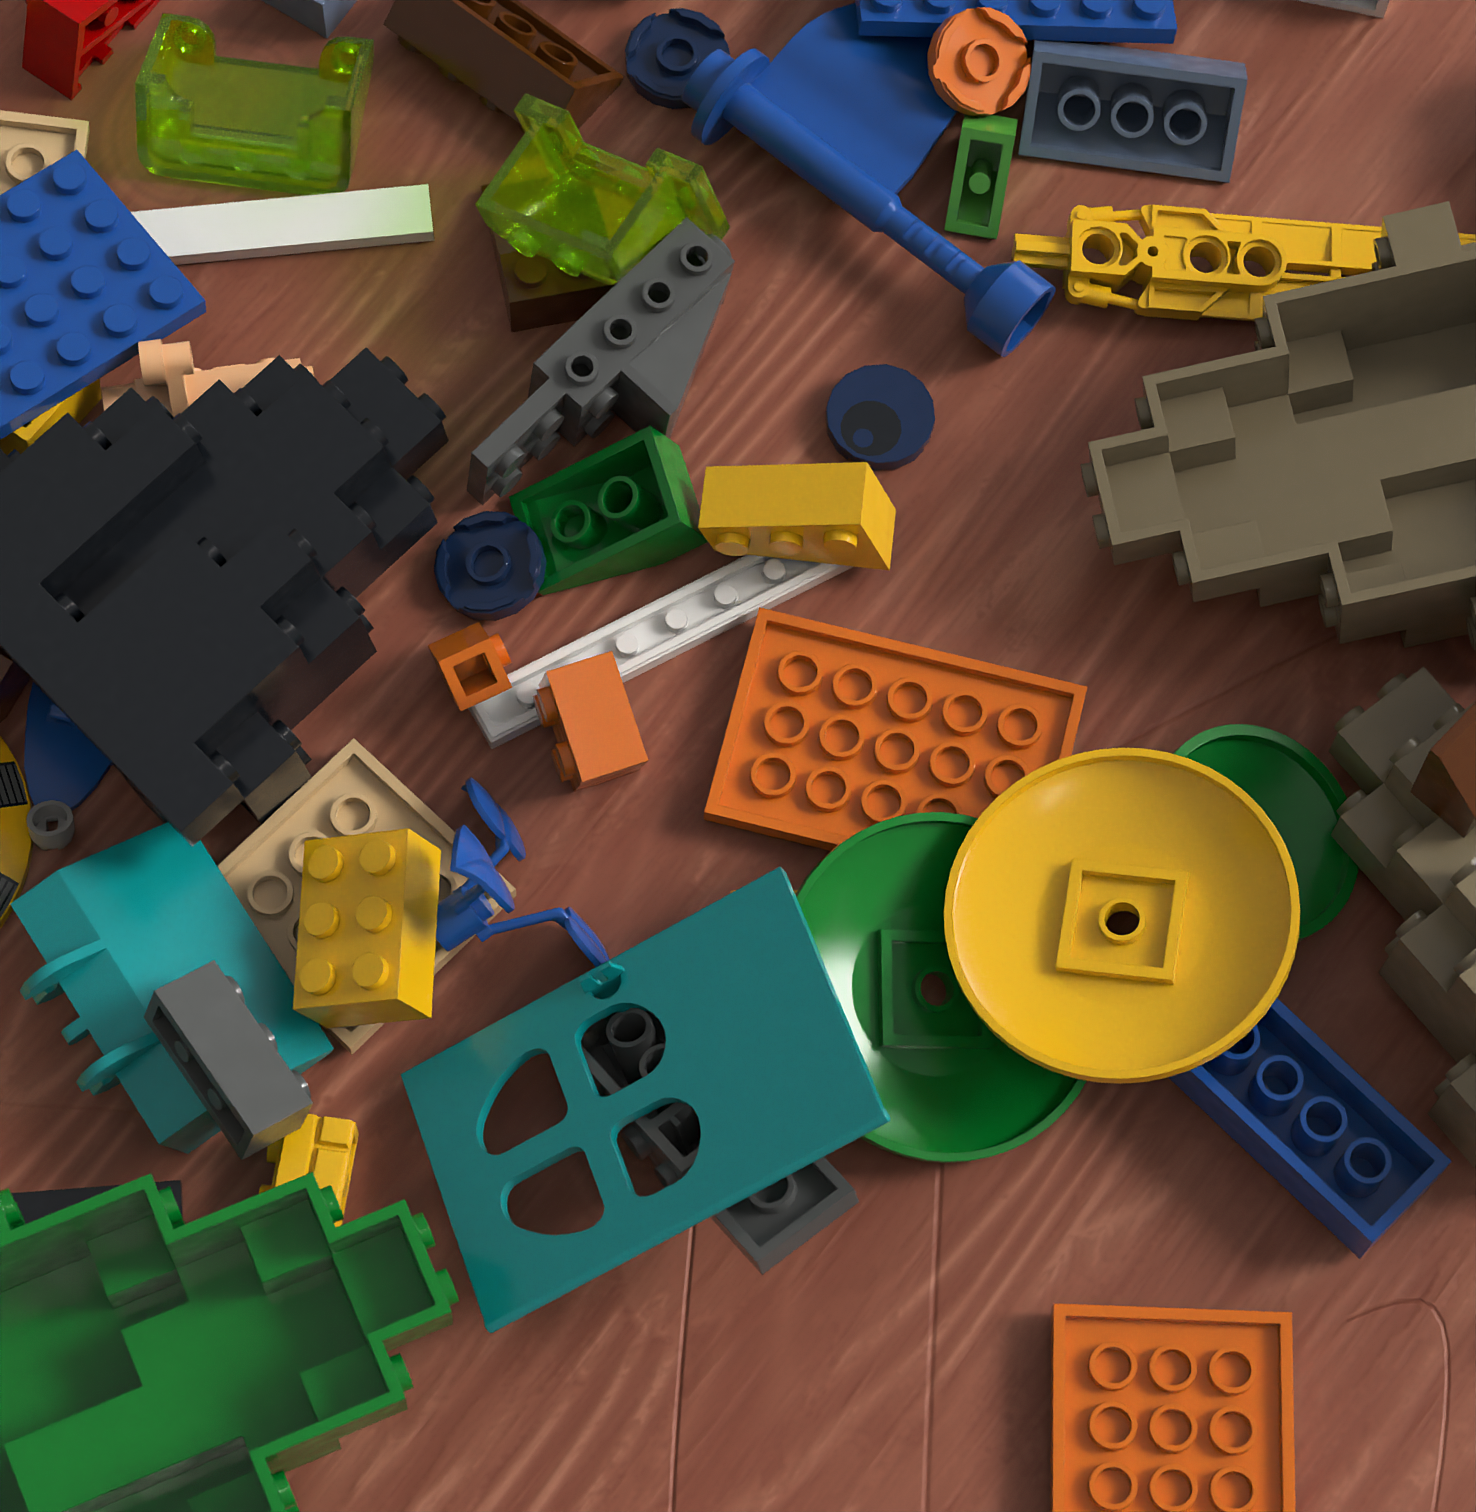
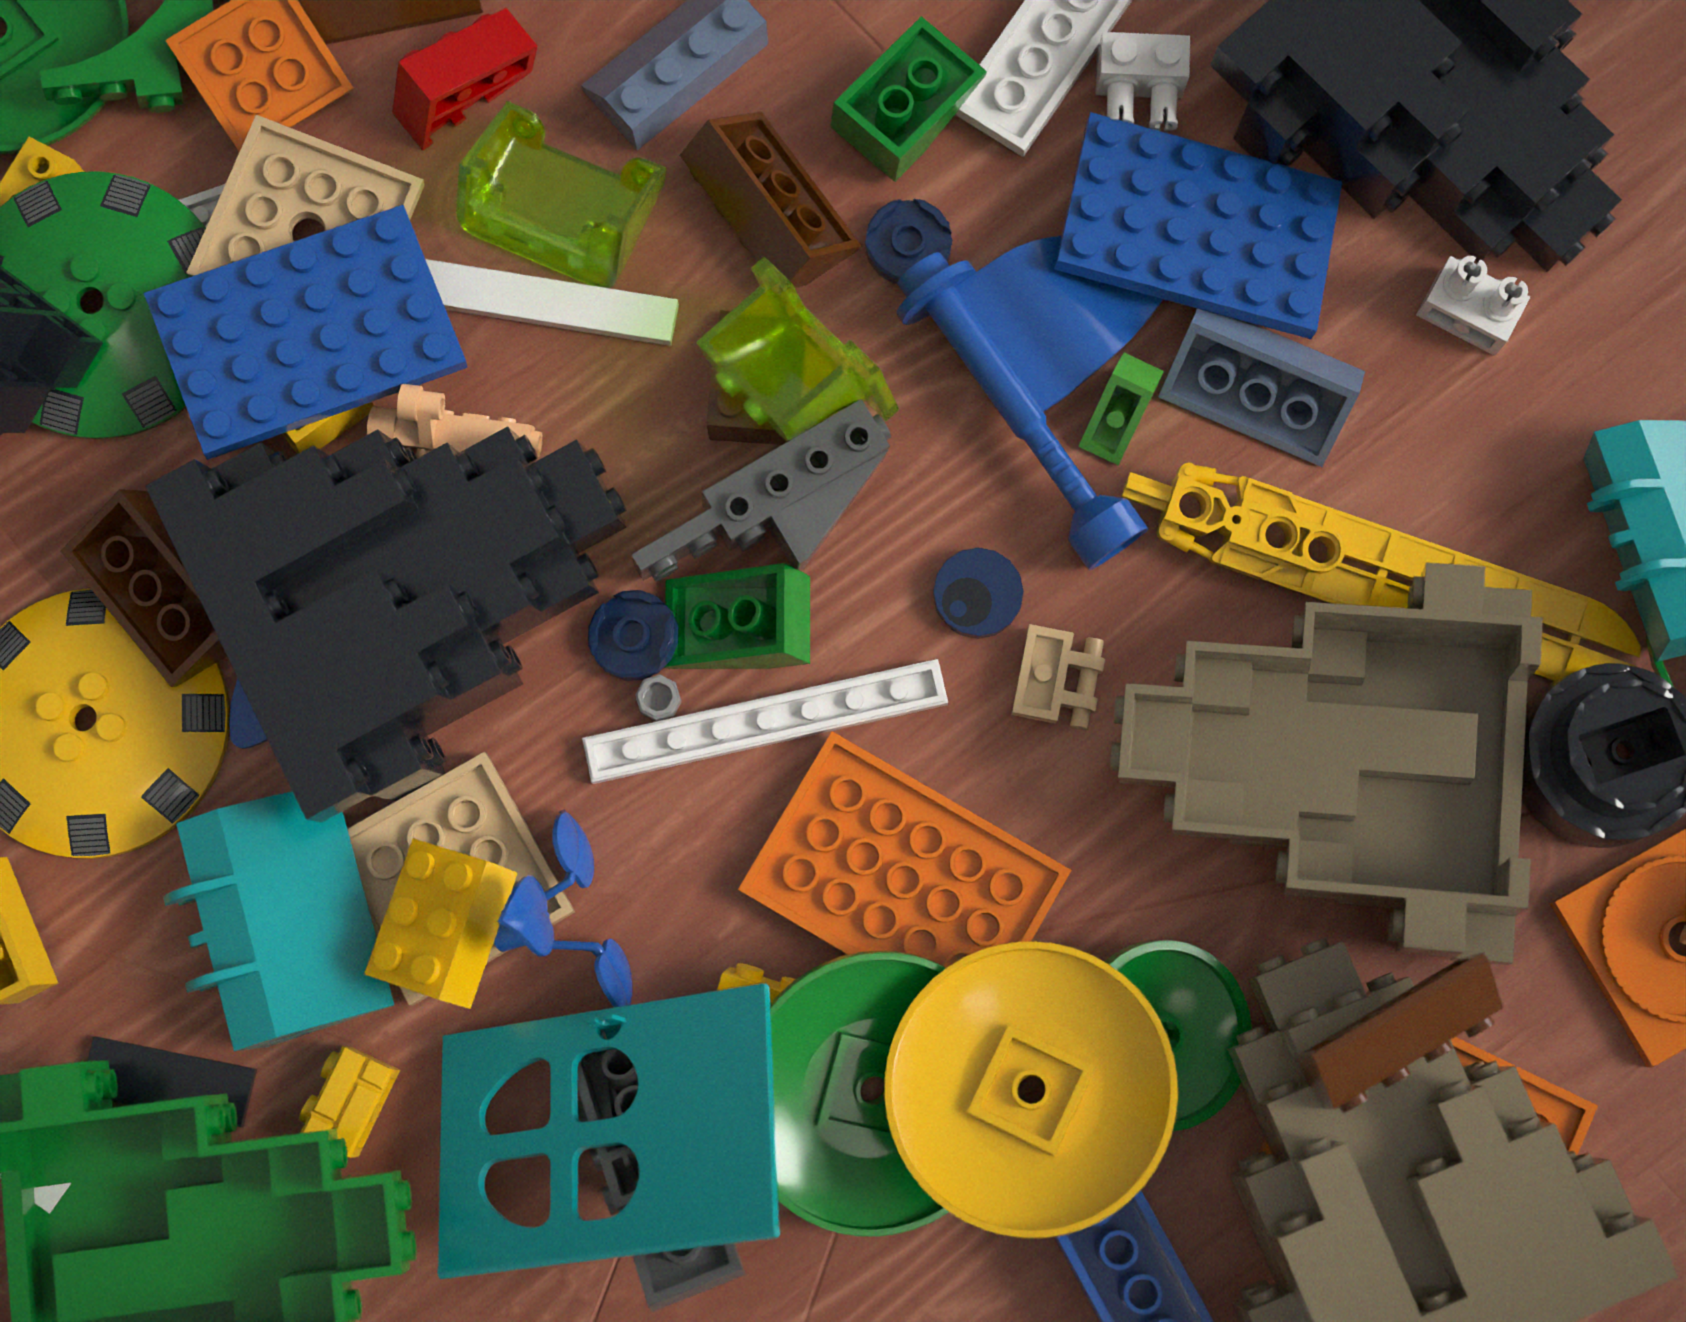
camera: 20 degrees right, 10 degrees up
(38, 825) = (227, 752): light grey hinge -> none
(228, 1059) = (302, 1003): dark grey brick -> none
(472, 665) = (590, 719): orange brick -> none
(541, 627) = (658, 698): none -> light grey tile
(590, 722) = (665, 798): orange brick -> none
(799, 513) = (882, 666): yellow wedge -> none
(979, 61) = (1144, 319): orange tile -> none
(985, 483) = (1044, 673): none -> tan plate

